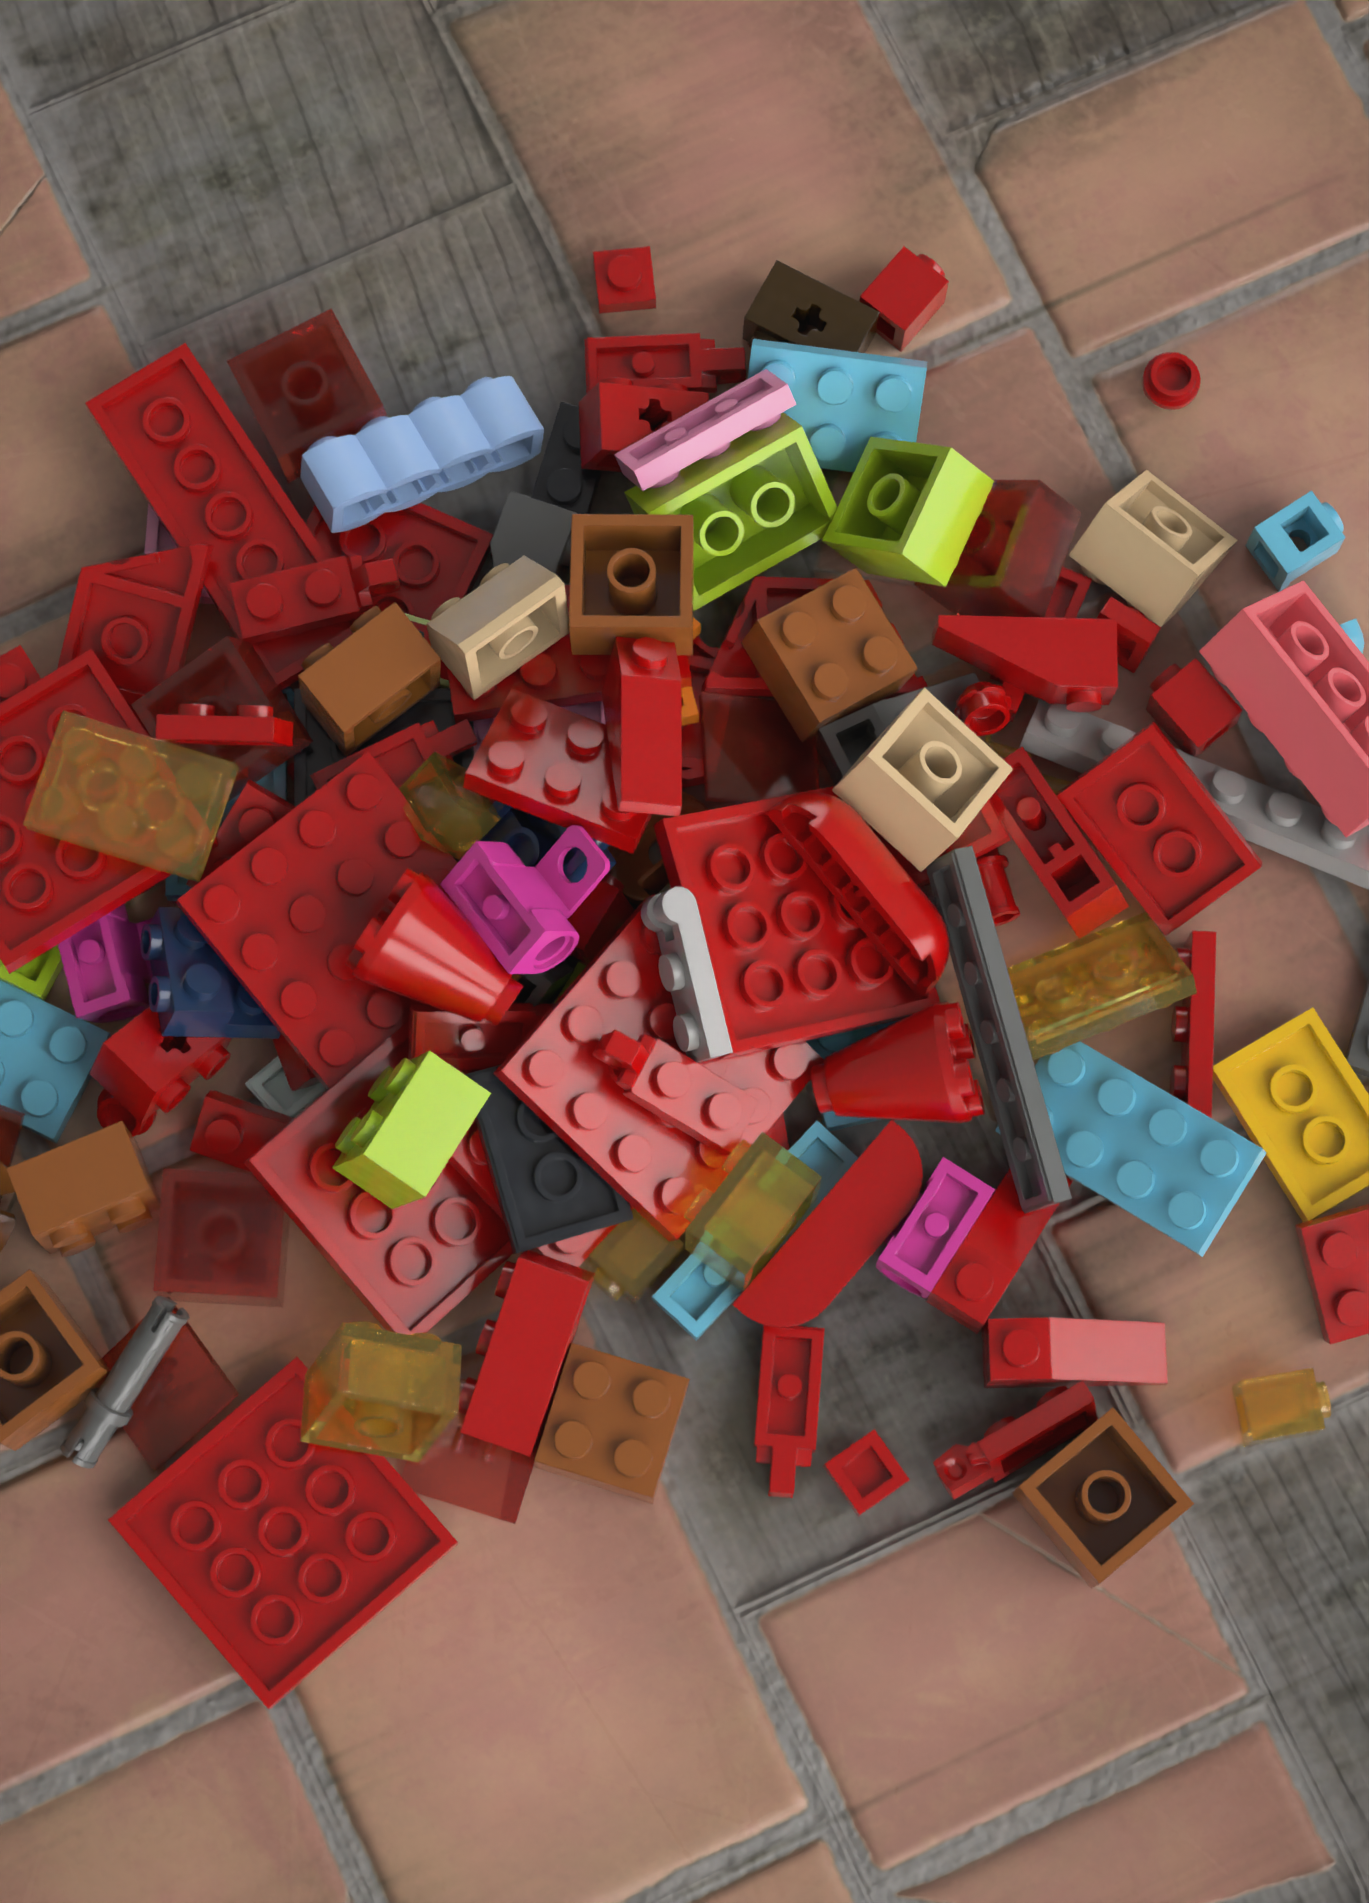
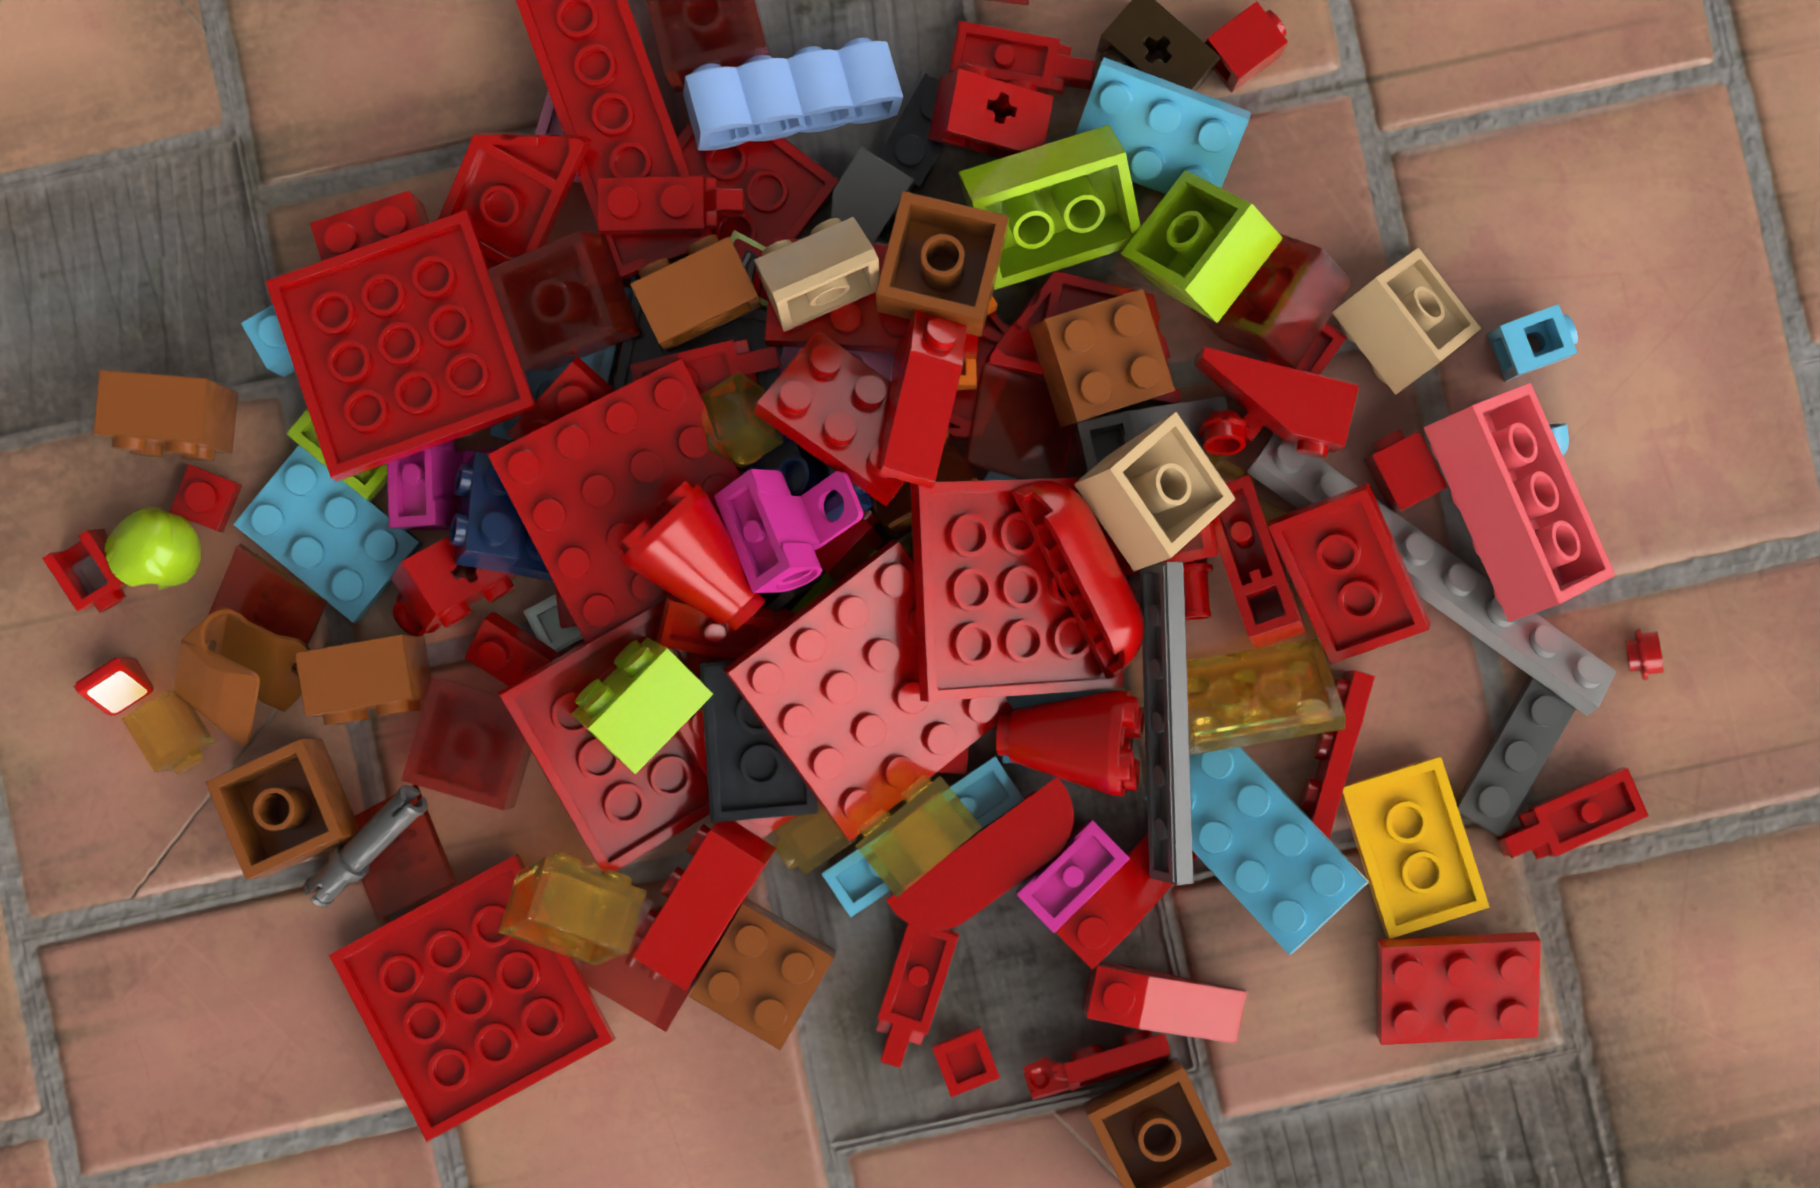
camera: 20 degrees right, 10 degrees up
(131, 796) = (468, 353): clear yellow plate -> none
(199, 725) = (577, 319): red plate -> none
(678, 1089) = (879, 719): hinge -> none
(688, 974) = (909, 624): light grey plate -> none
(705, 430) = (1041, 134): bright pink plate -> none
(1134, 633) = (1372, 391): red plate -> none
(1171, 380) = (1460, 173): red plate -> none
(1281, 1406) = (1326, 1089): clear yellow brick -> none

